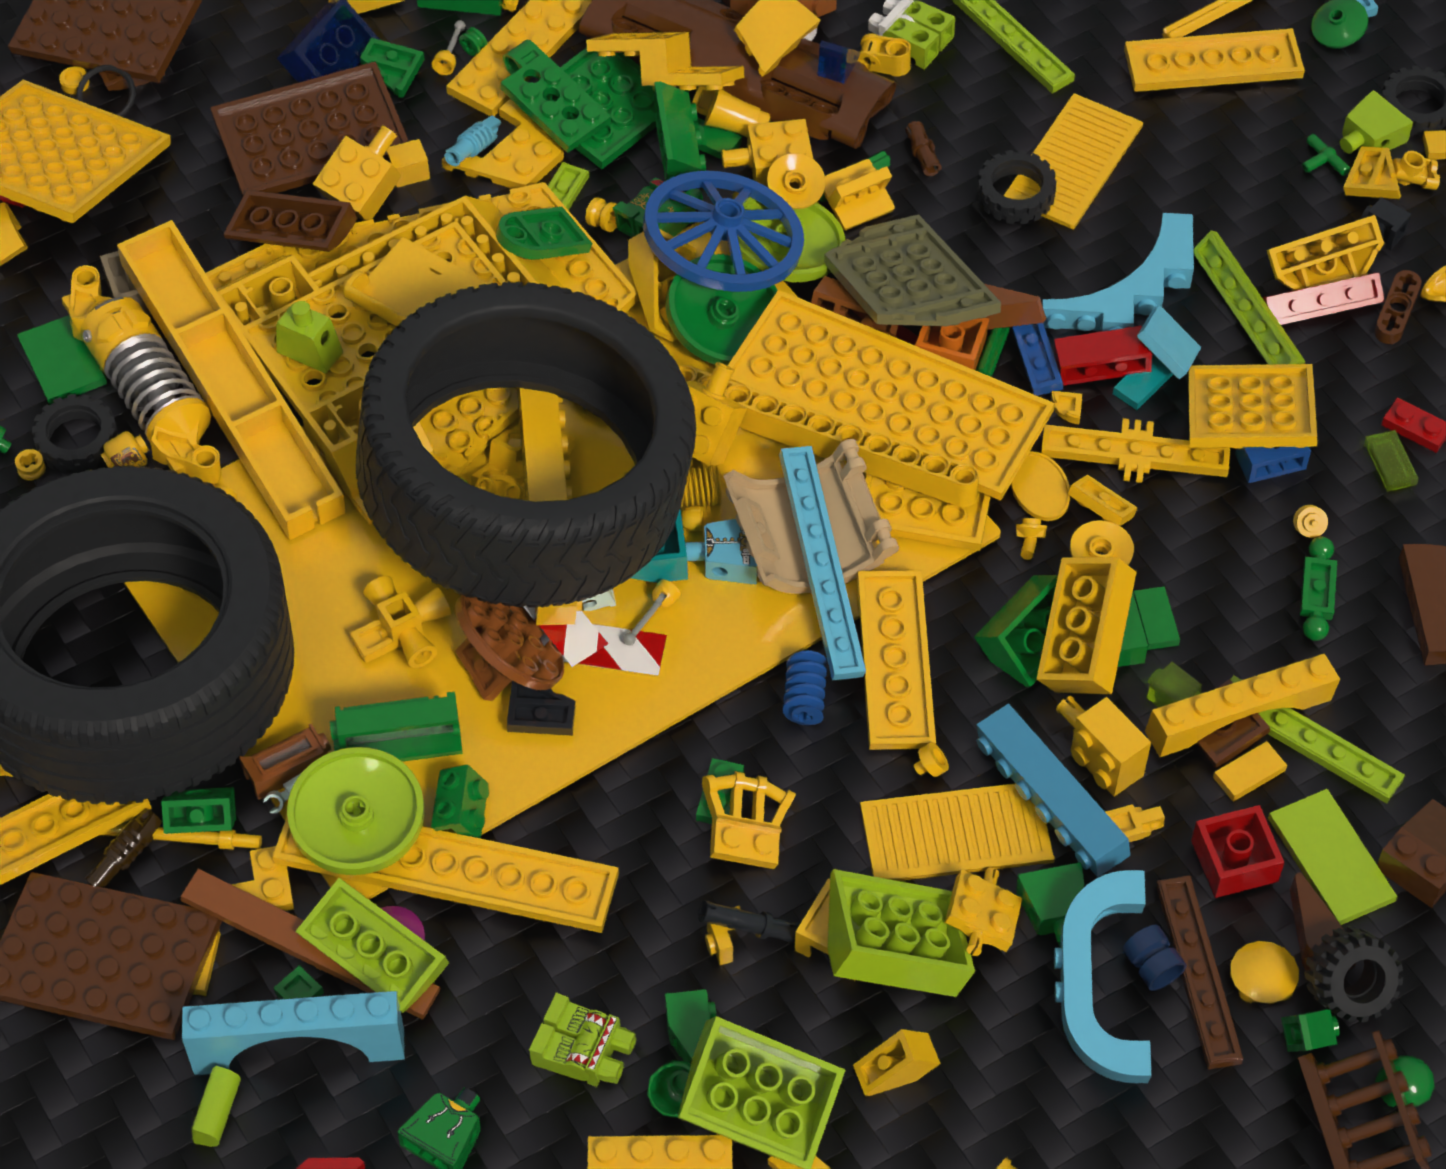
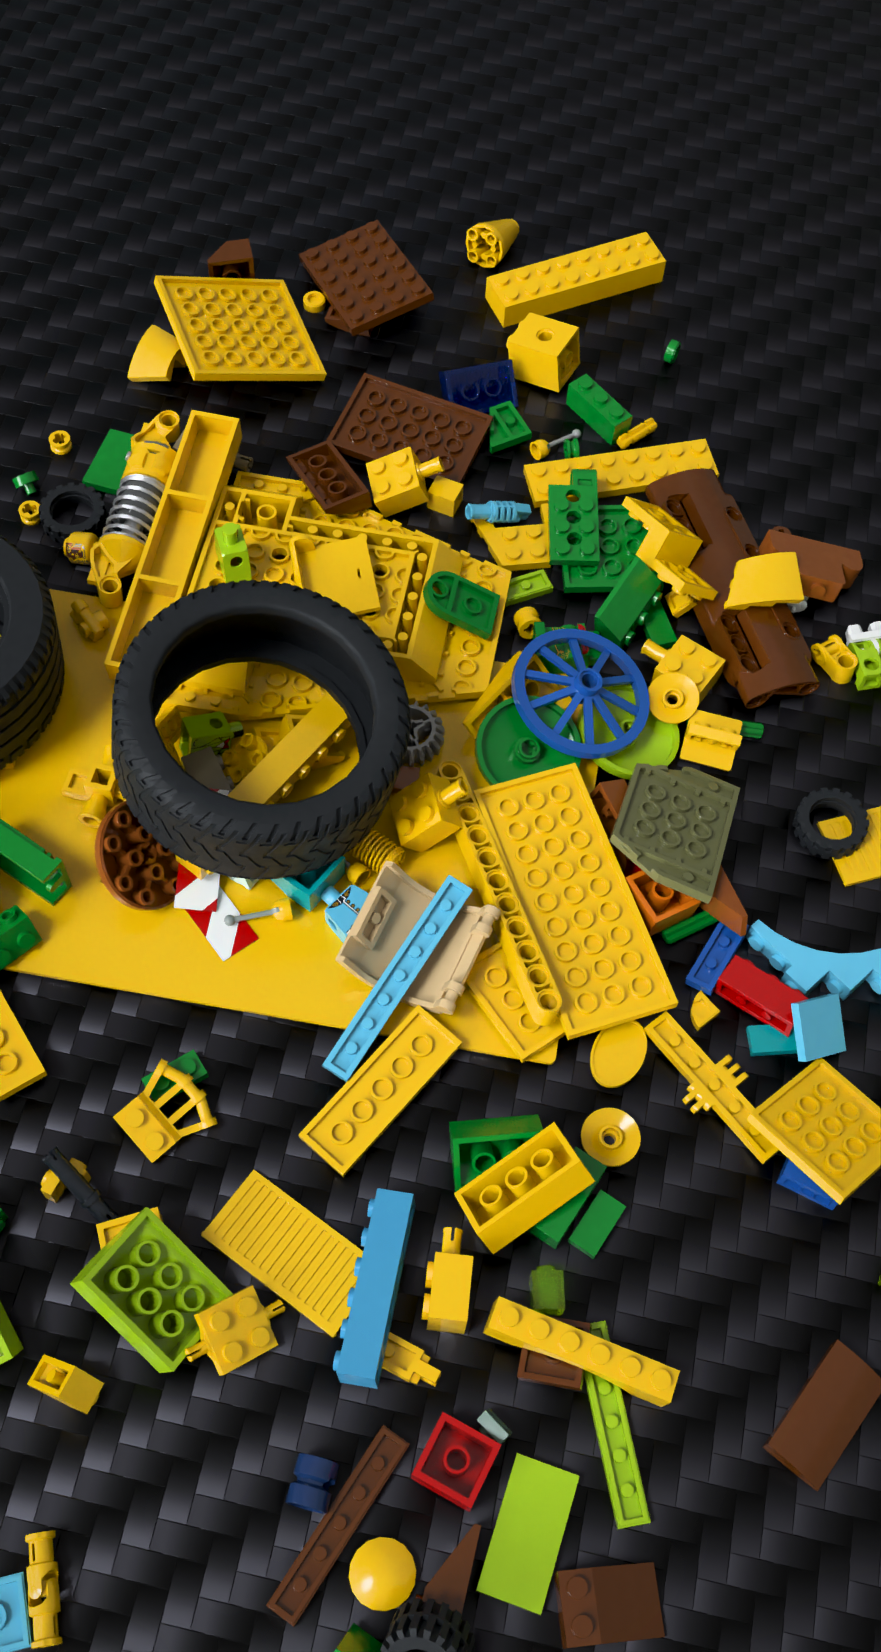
camera: 40 degrees right, 5 degrees up
(88, 75) = (338, 323): black tyre -> none
(540, 711) = (121, 923): black wing -> none
(733, 113) = (683, 620): yellow plant -> none
(805, 687) = (300, 1054): blue piece -> none
(836, 61) = (786, 635): clear blue slope -> none
(923, 148) = (794, 744): reddish brown pin -> none
(931, 760) = (328, 1185): yellow tile -> none
(1030, 530) = (577, 1080): yellow plate -> none
(1048, 896) = (294, 1371): green torso -> none
(1101, 1052) = (199, 1518): medium azure arch -> none
(1102, 500) = (648, 1102): yellow plate -> none
(1229, 805) = (493, 1426): none -> sand green plate
(1250, 771) = (540, 1405): yellow tile -> none
(1310, 521) = (787, 1255): yellow wheel -> none
(1318, 588) = (739, 1312): green plate -> none

